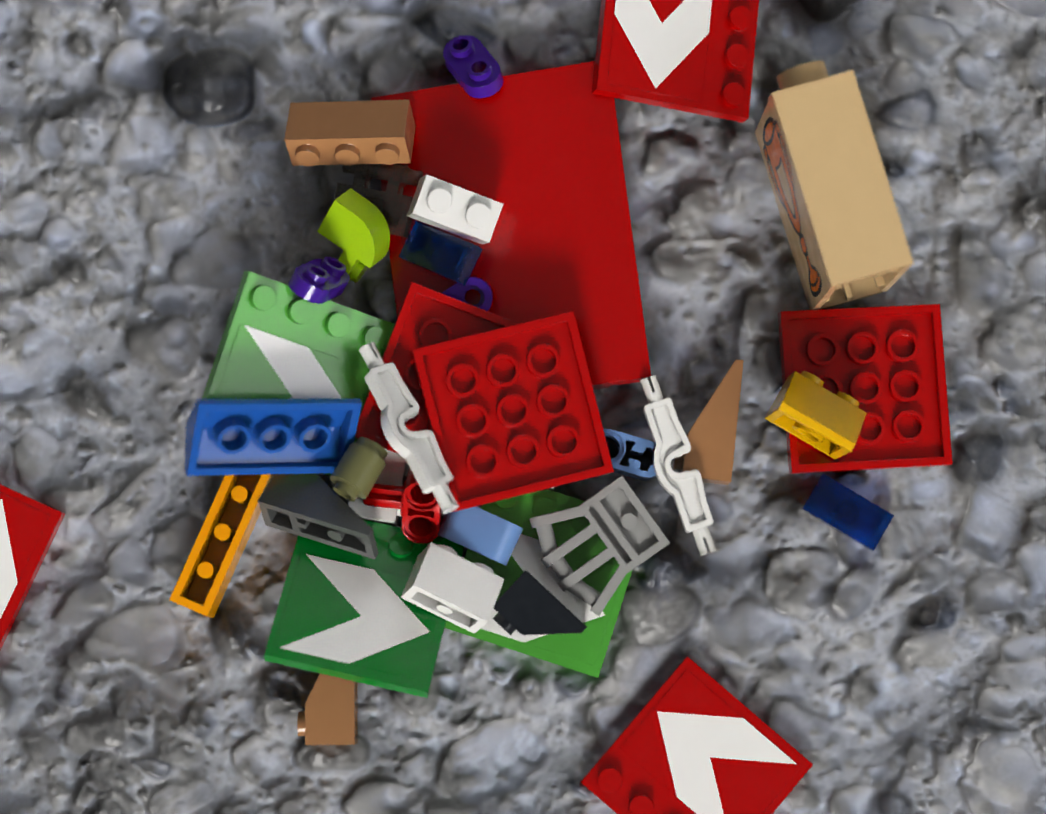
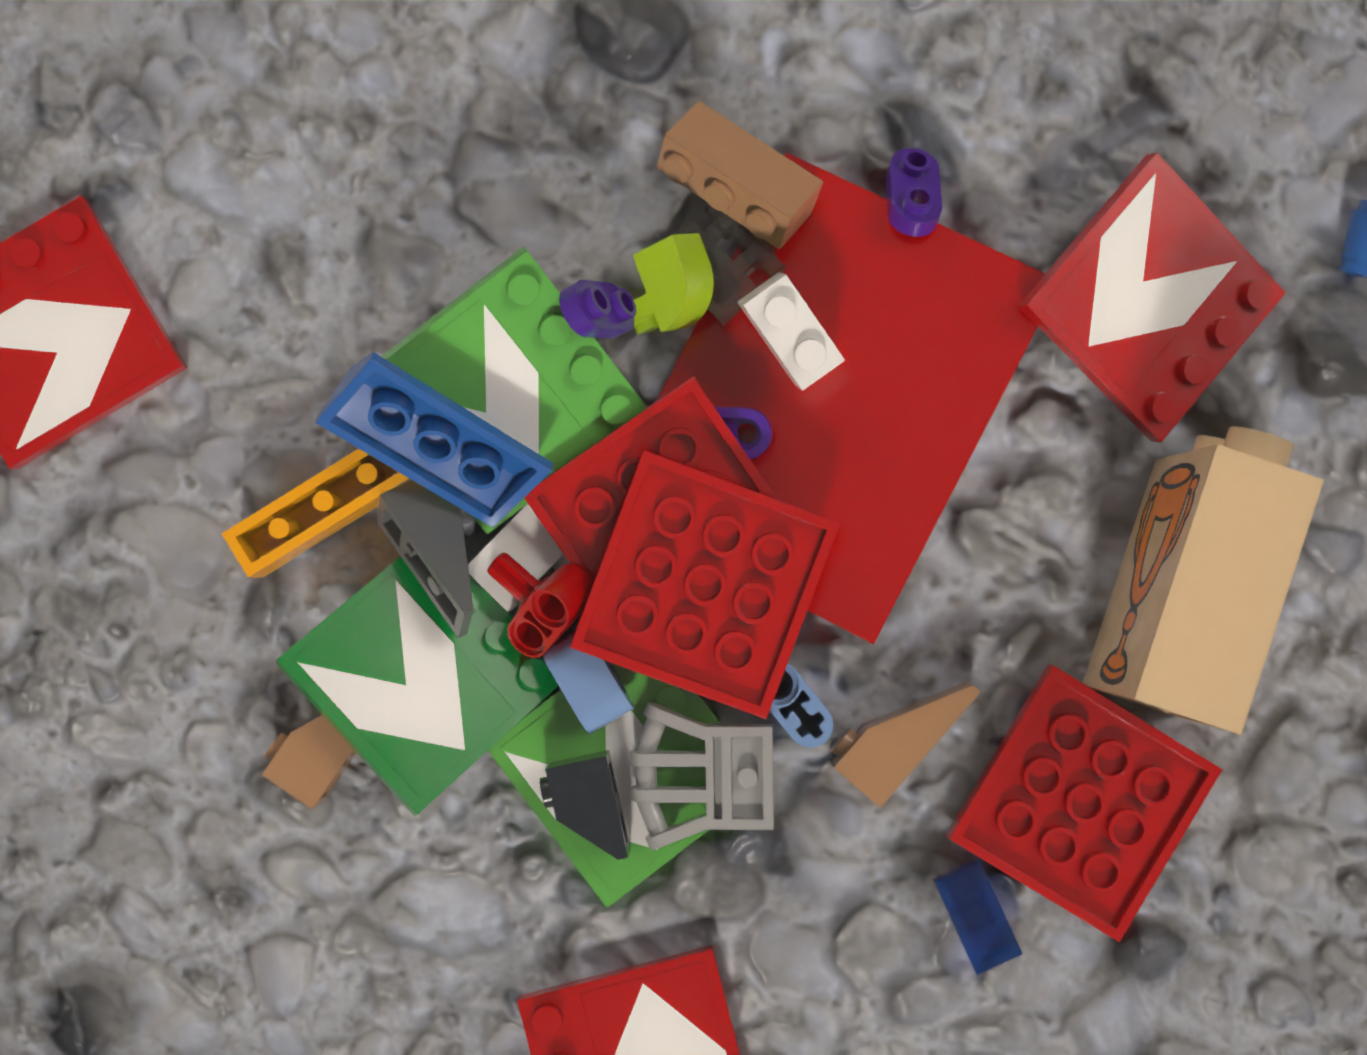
camera: 30 degrees right, 5 degrees up
(359, 469) = (504, 535): olive brick -> none
(416, 447) = (578, 557): white piece -> none
(440, 253) = (745, 365): clear blue plate -> none
(453, 587) = (519, 721): white brick -> none
(684, 486) = (830, 782): white piece -> none
(817, 415) = (1018, 805): yellow slope -> none

